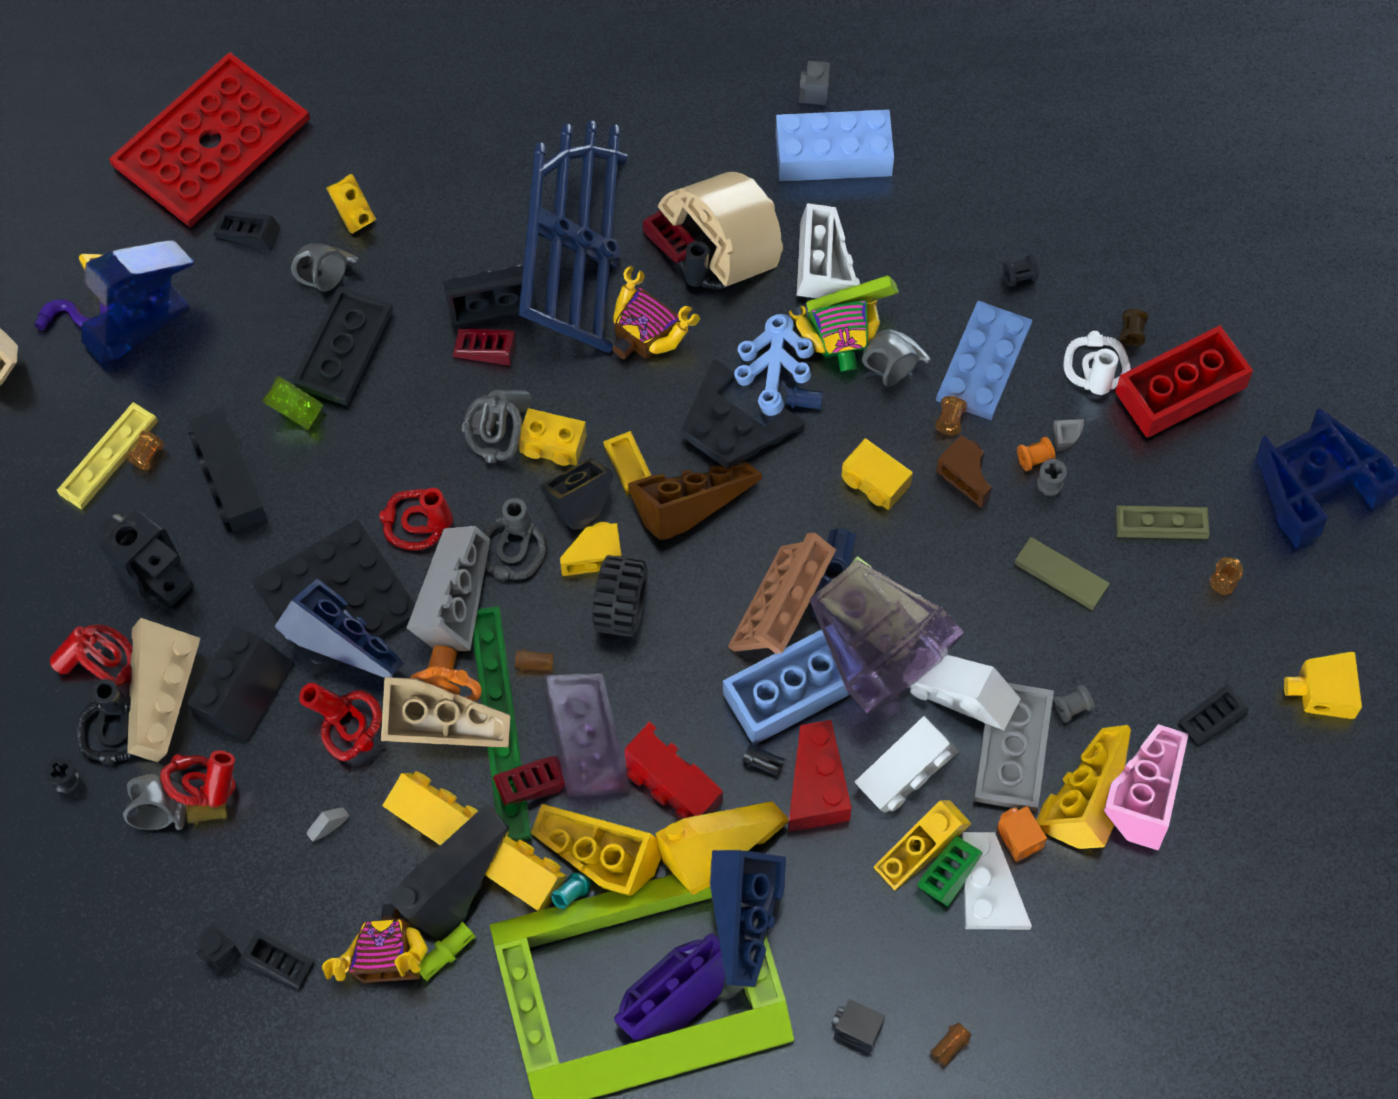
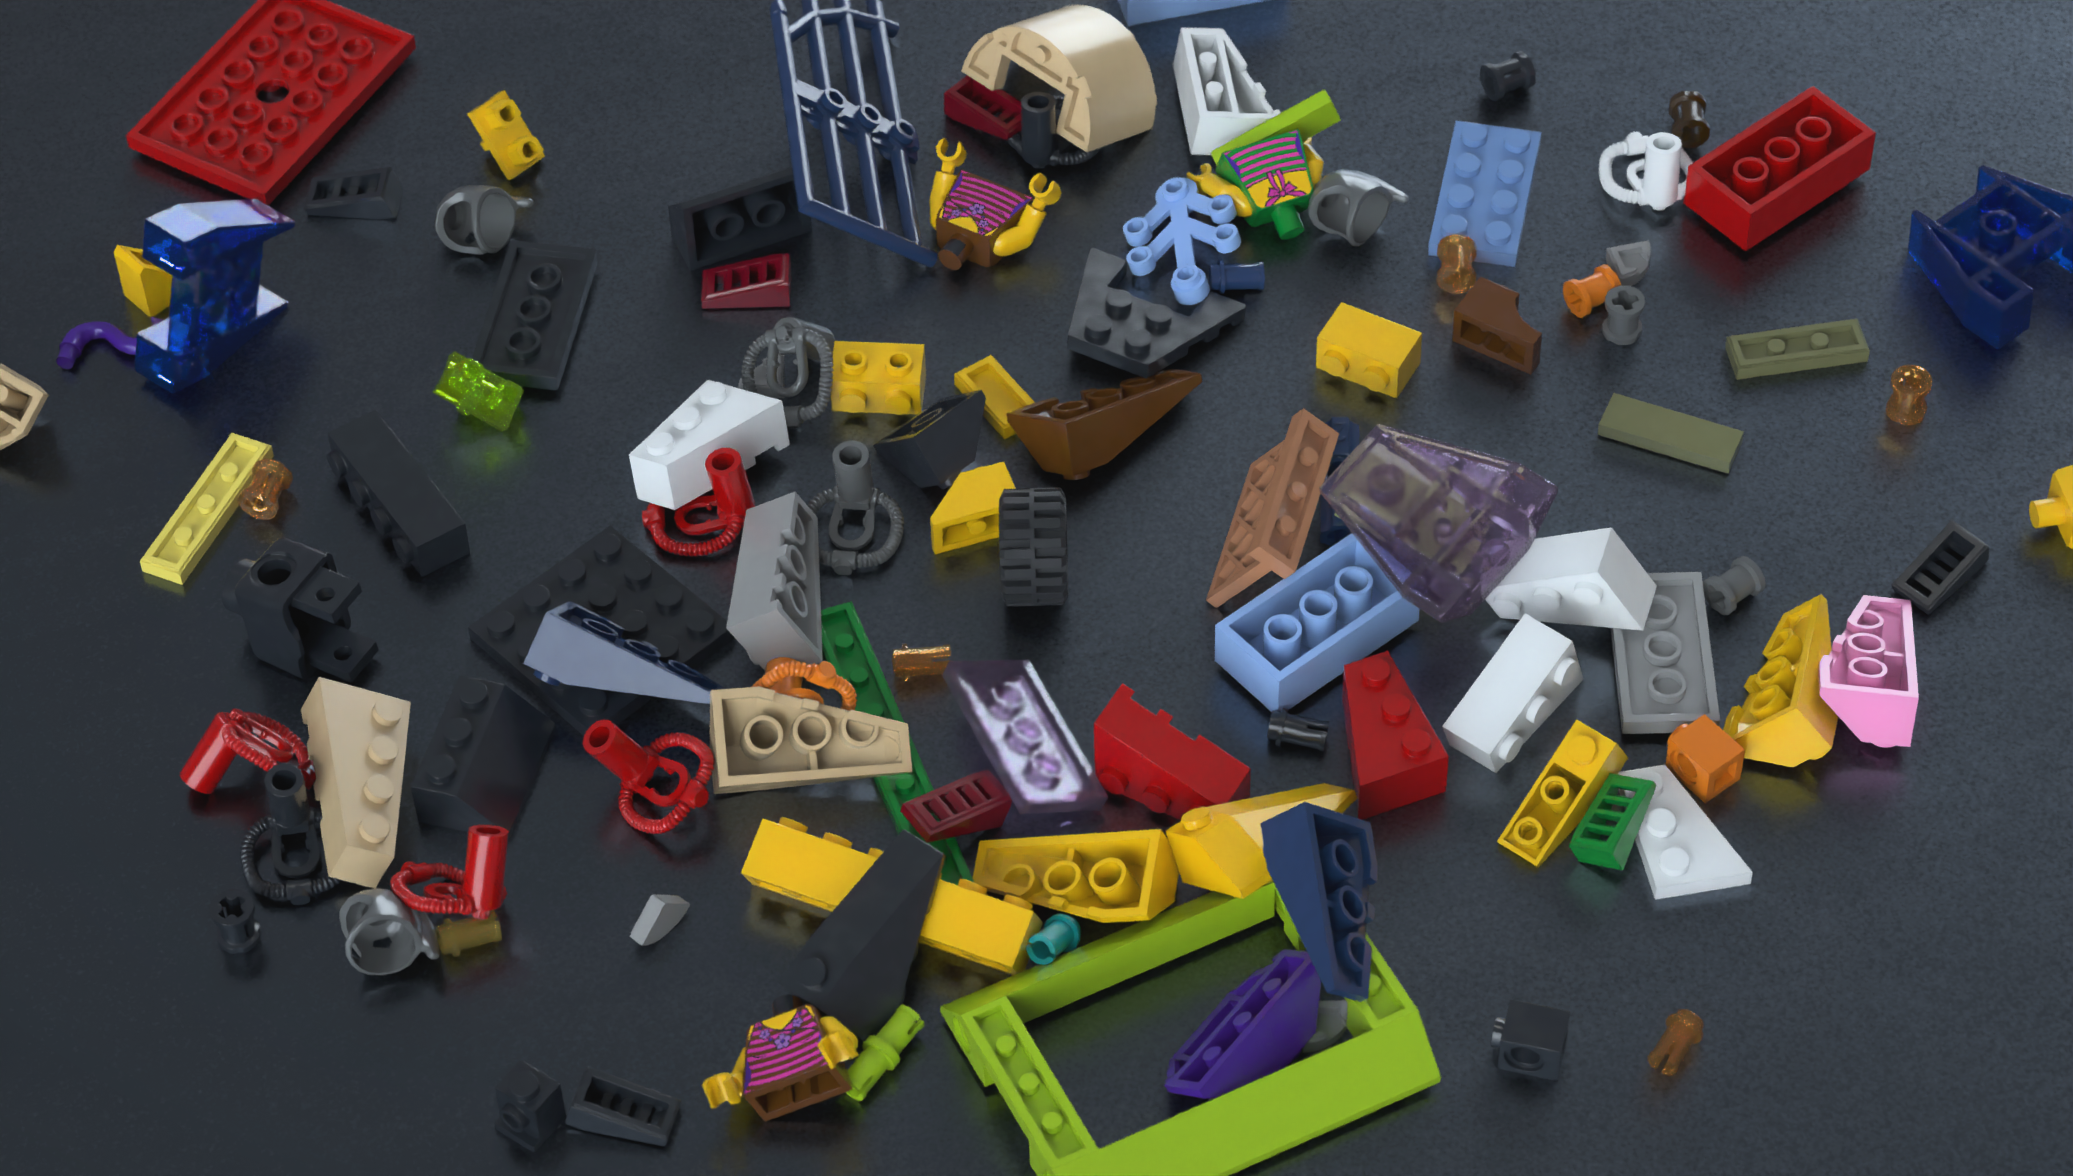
camera: 10 degrees left, 15 degrees down
(433, 462) = (672, 459): none -> white wedge

